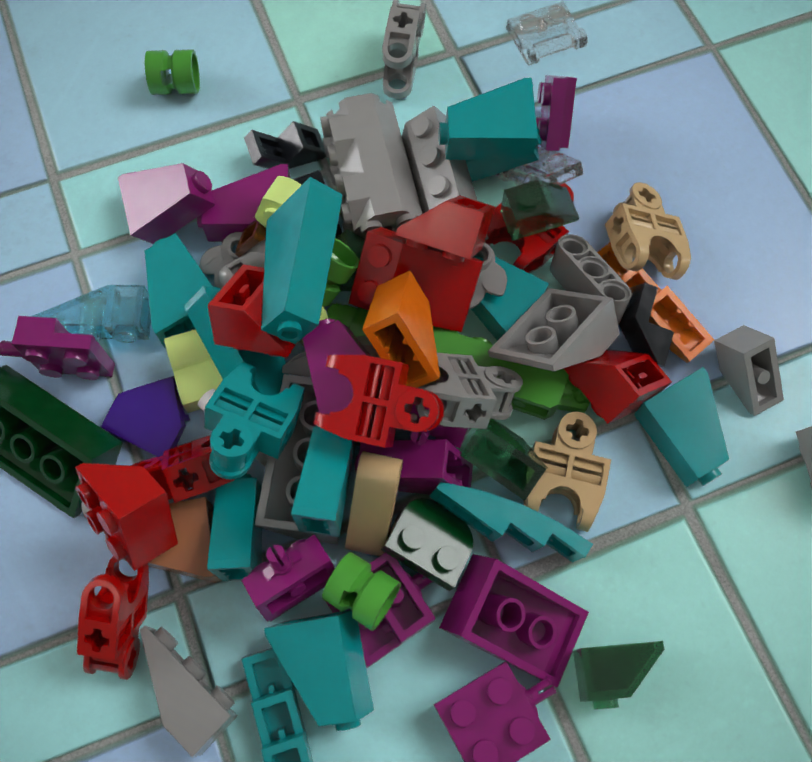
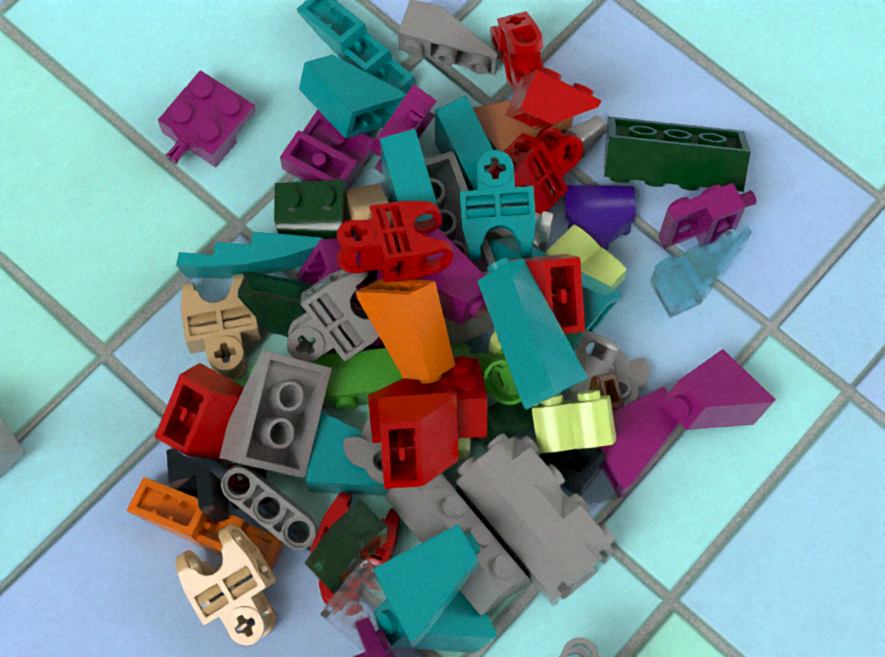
camera: 155 degrees right, 0 degrees up
(172, 282) = (650, 327): teal slope -> none
(183, 75) = (815, 547): bright green wheel -> none
(294, 146) = (645, 524): black slope -> none
(362, 591) = (343, 138): bright green wheel -> none
(514, 618) = (220, 191): magenta slope -> none
(613, 671) = (125, 192): clear green slope -> none
(687, 428) = (126, 411): teal slope -> none
(750, 367) = (85, 498): light grey slope -> none

